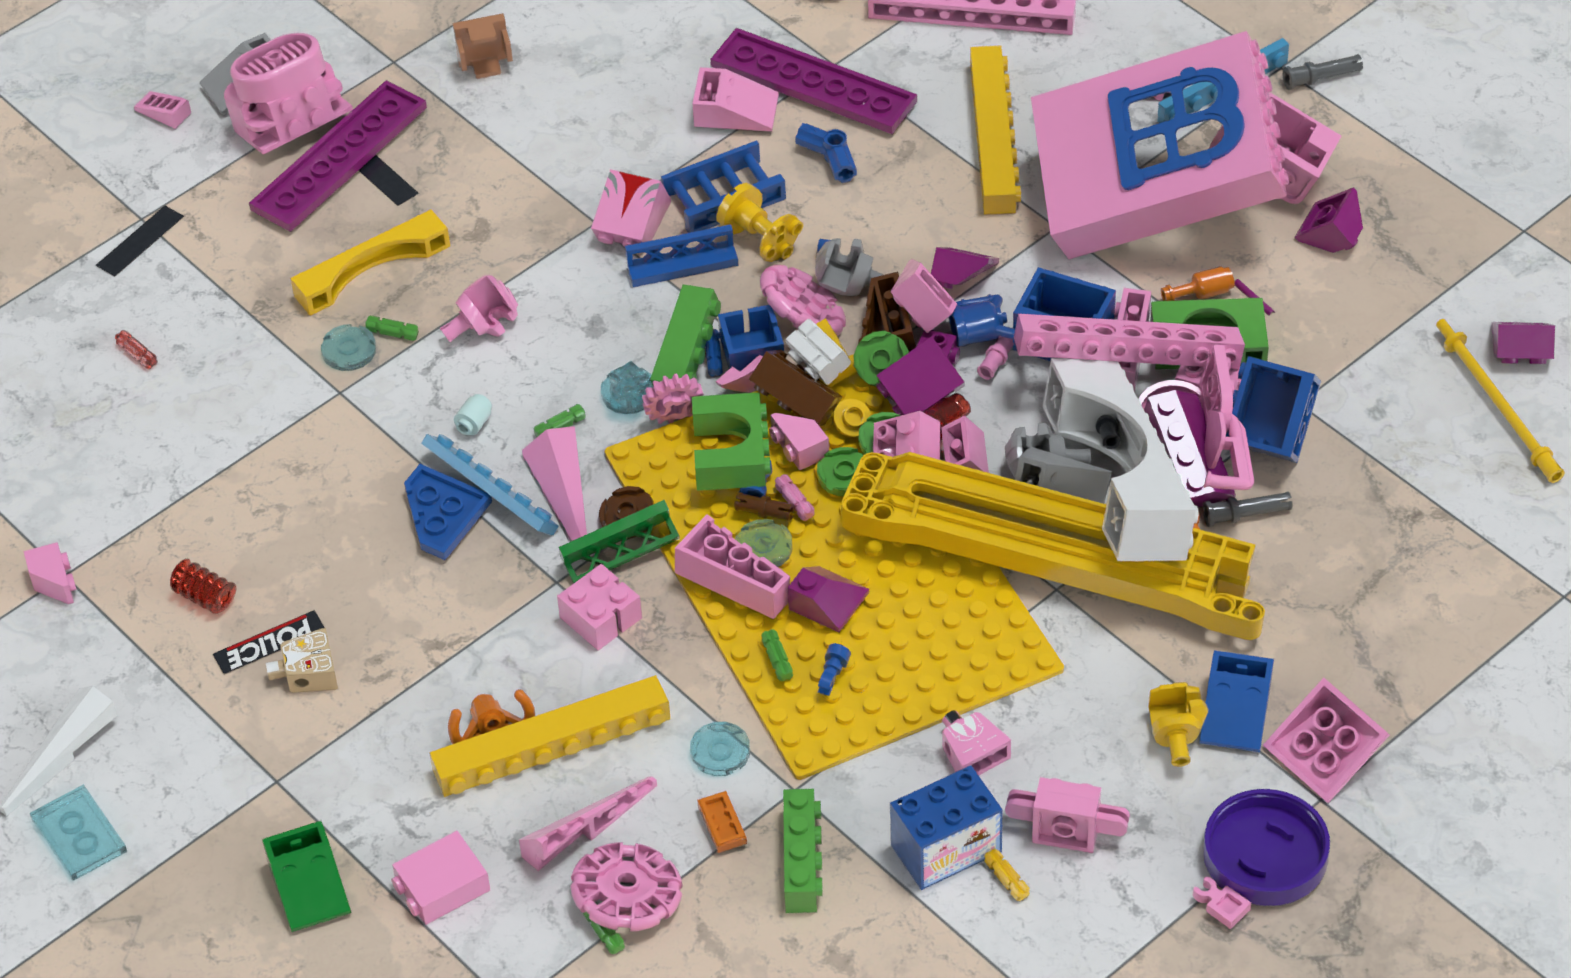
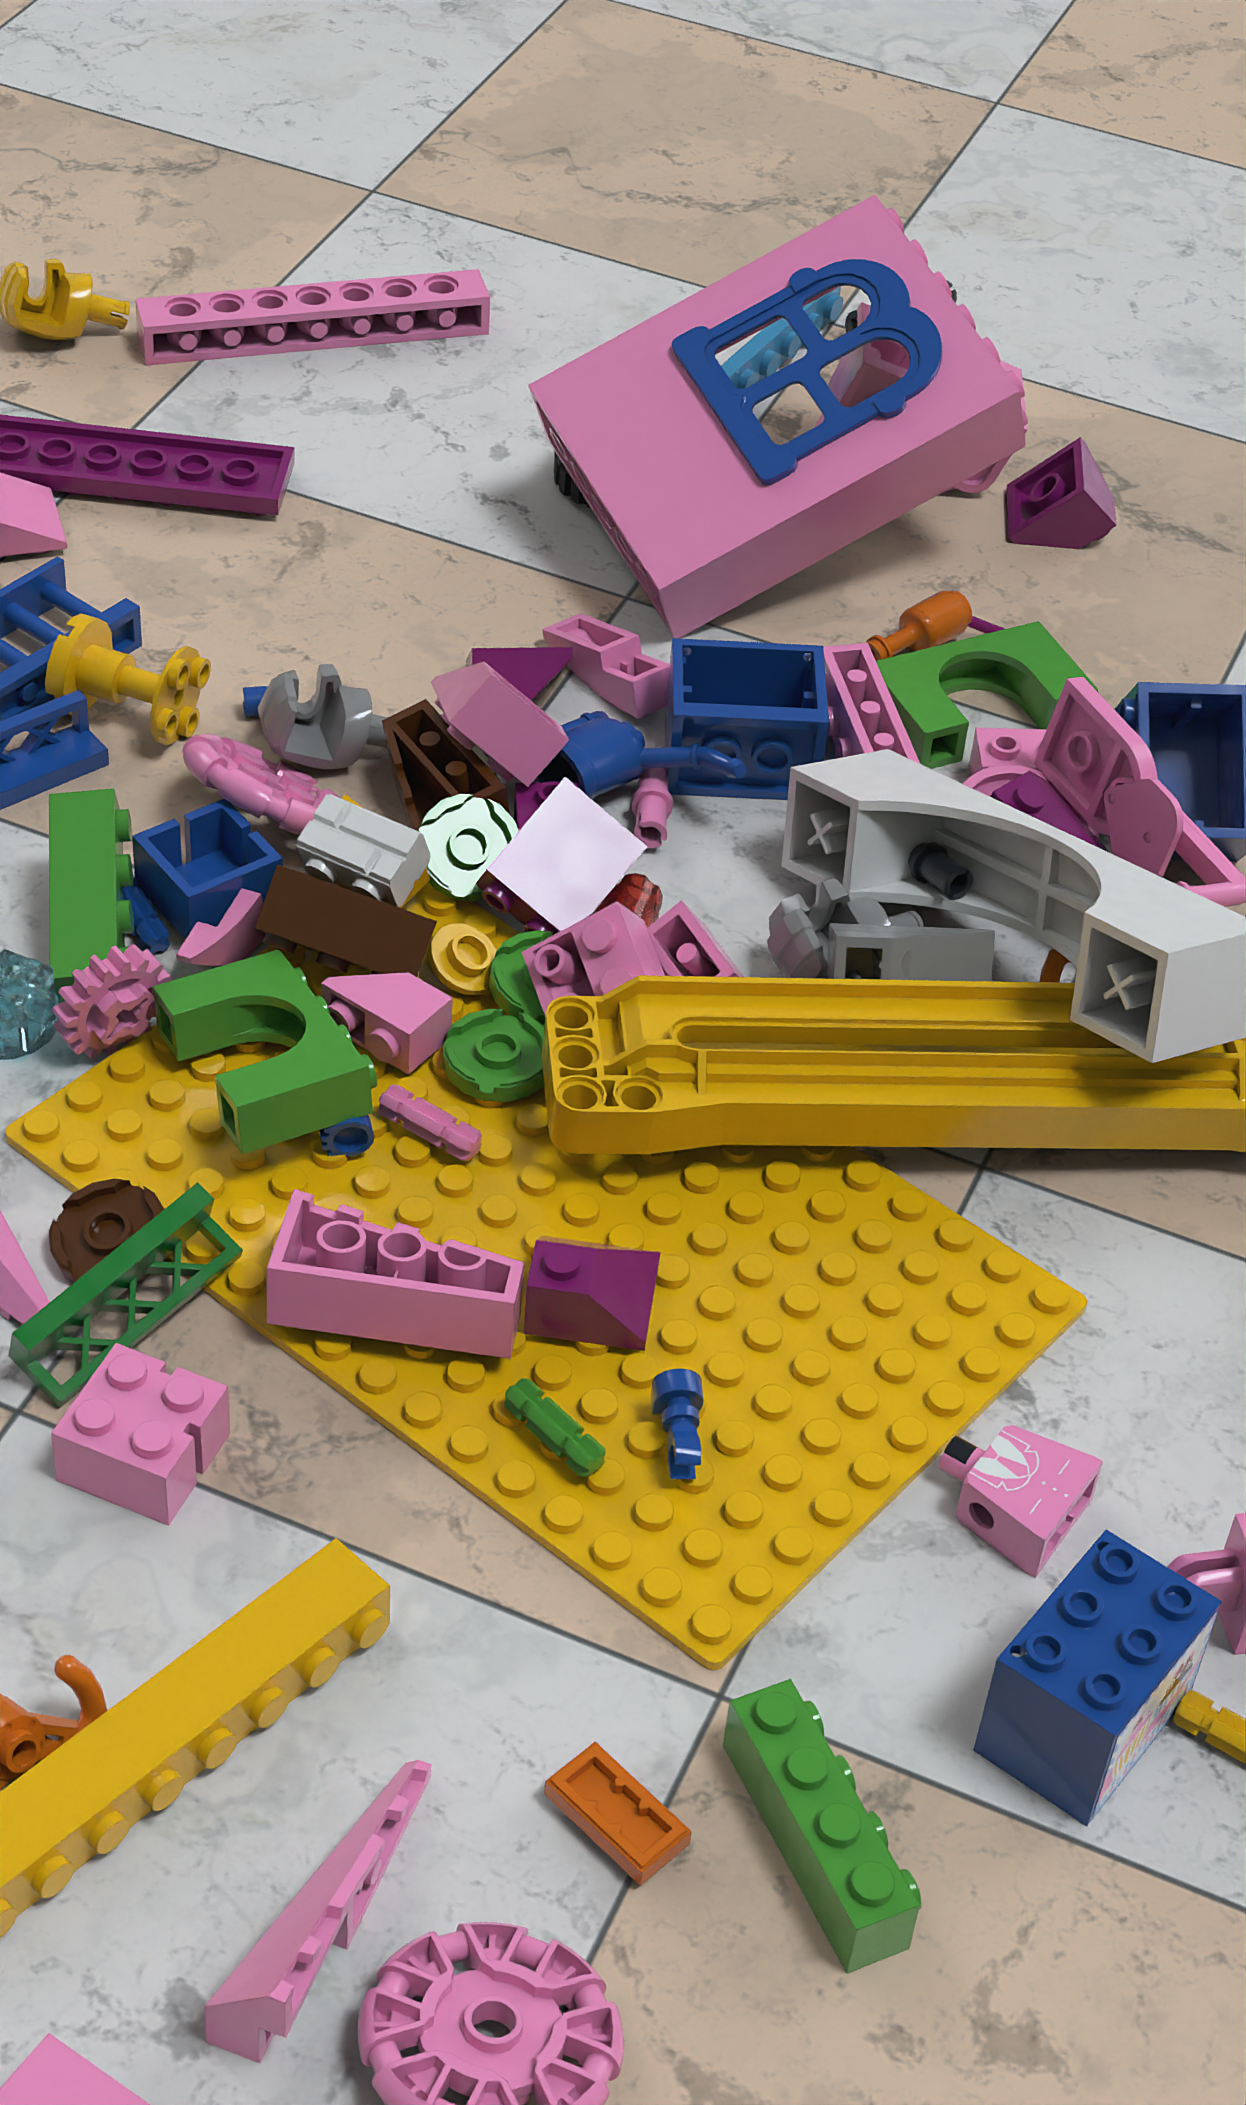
camera: 30 degrees left, 5 degrees down
(720, 748) = (528, 1655): clear light blue tile -> none
(764, 507) = (383, 1153): reddish brown pin -> none
(767, 540) = (431, 1206): clear light blue tile -> none
(833, 147) = (190, 548): blue piece -> none
(994, 130) = (450, 478): yellow brick -> none
(1016, 261) = (612, 663): none -> bright pink slope
(1124, 340) = (883, 717): bright pink brick -> none

